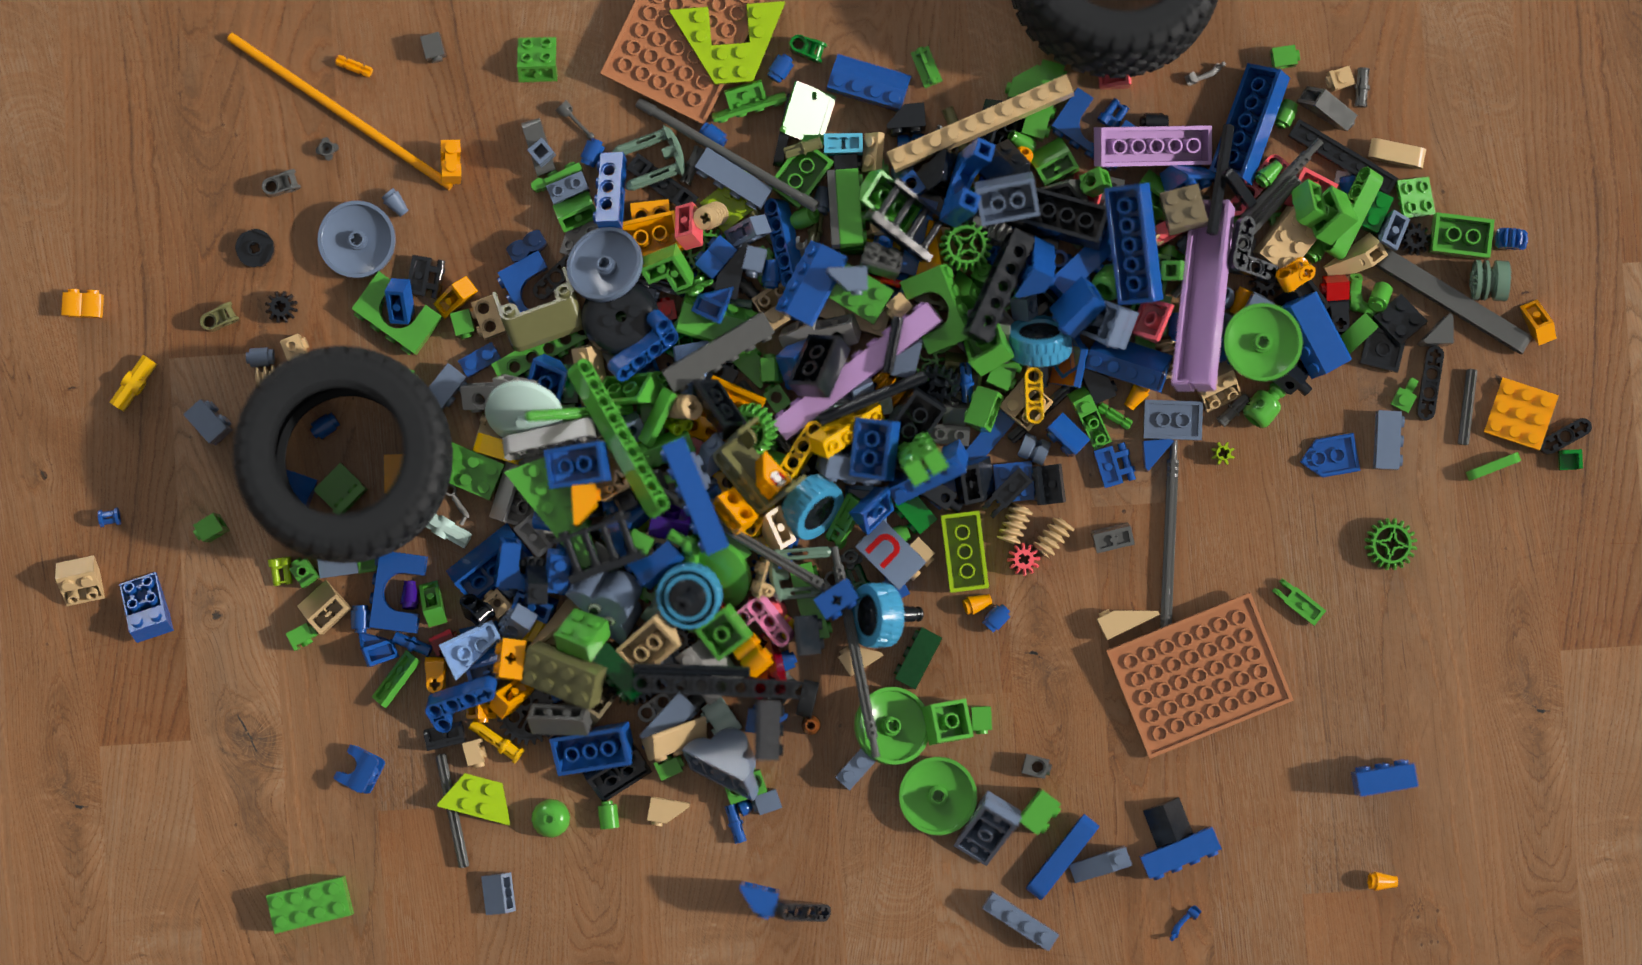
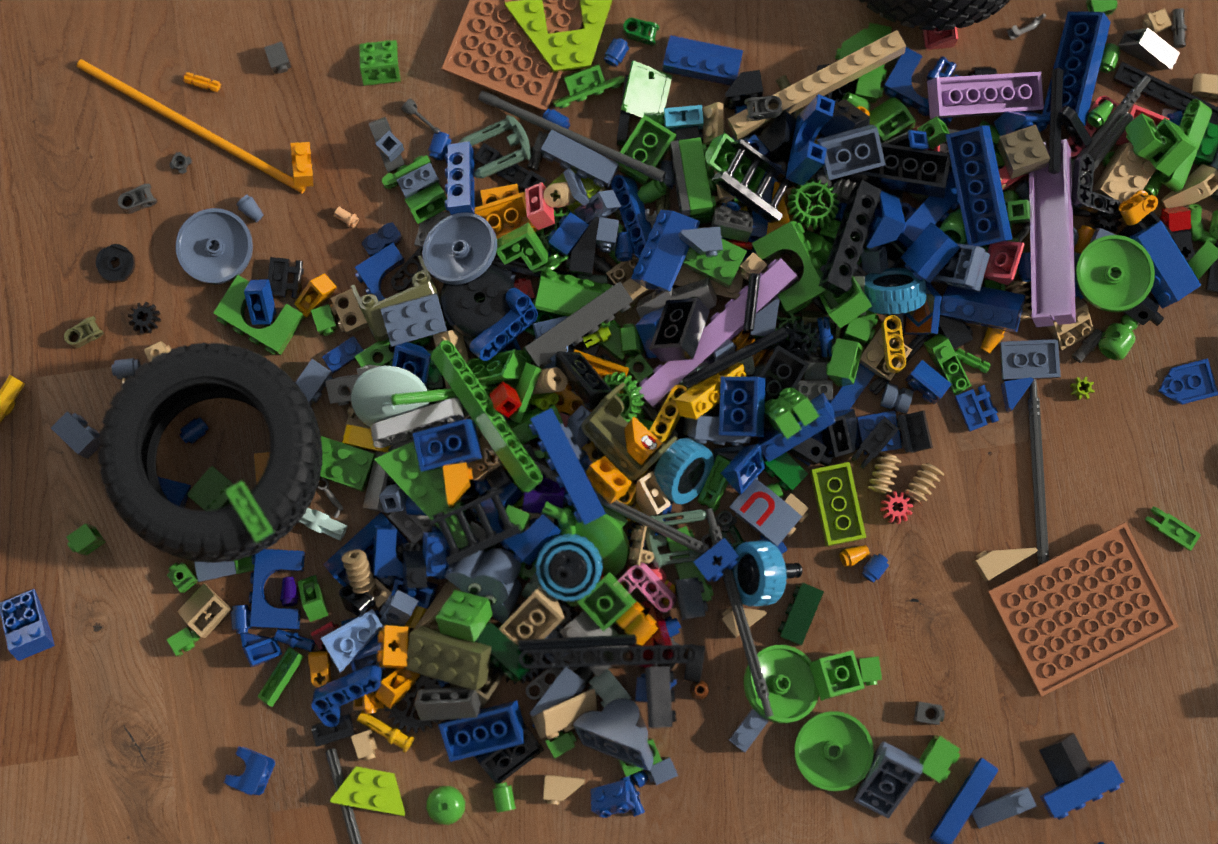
camera: 10 degrees left, 5 degrees down
(279, 563) = (153, 572): lime piece -> none
(378, 519) = (249, 511): none -> bright green tile
(480, 581) = (358, 571): none -> tan piece
(491, 218) = (346, 217): none -> light nougat pin
(520, 512) = (393, 498): none -> sand blue brick
(553, 333) = (413, 319): none -> sand blue plate
(639, 423) = (505, 399): none -> red brick
(713, 304) = (569, 278): blue slope -> none
(714, 825) = (611, 799): none -> blue bracket
(727, 208) = (576, 186): none -> sand blue tile
(742, 362) = (600, 335): none -> lime animal
(802, 147) = (645, 122): olive axle -> none
(921, 146) = (761, 107): none -> dark grey piece
(926, 66) = (756, 40): bright green hinge -> none
(1077, 189) = (918, 139): none -> blue slope
(1112, 537) = (982, 479): dark grey hinge -> none

